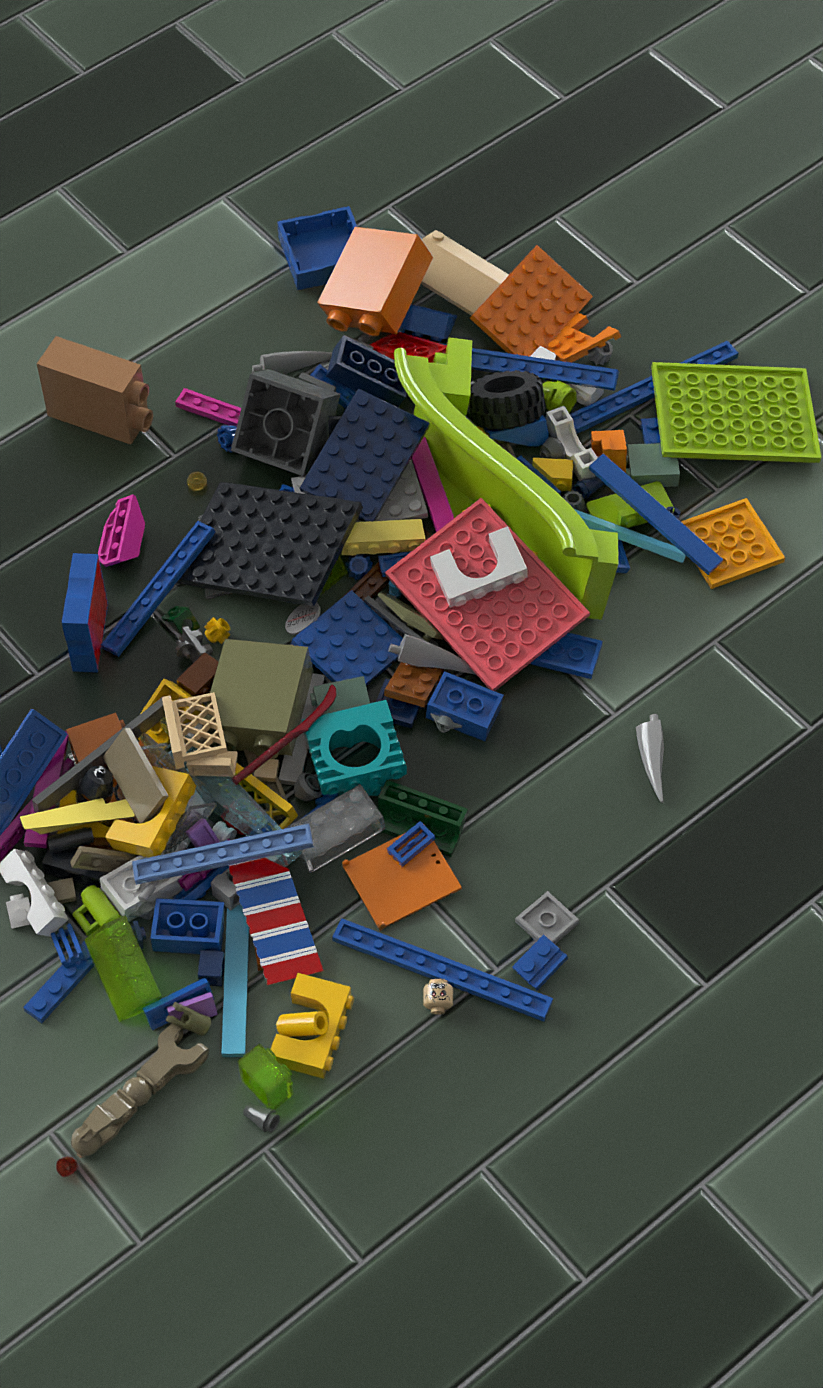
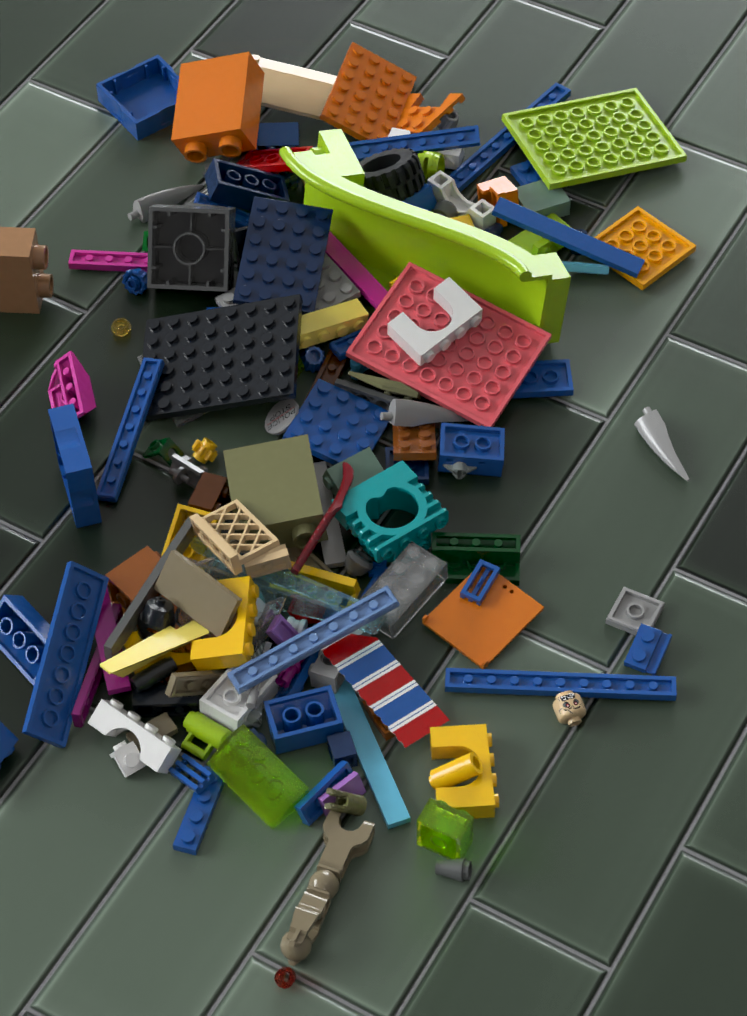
camera: 20 degrees left, 5 degrees down
(268, 771) = (315, 559): tan tile -> none

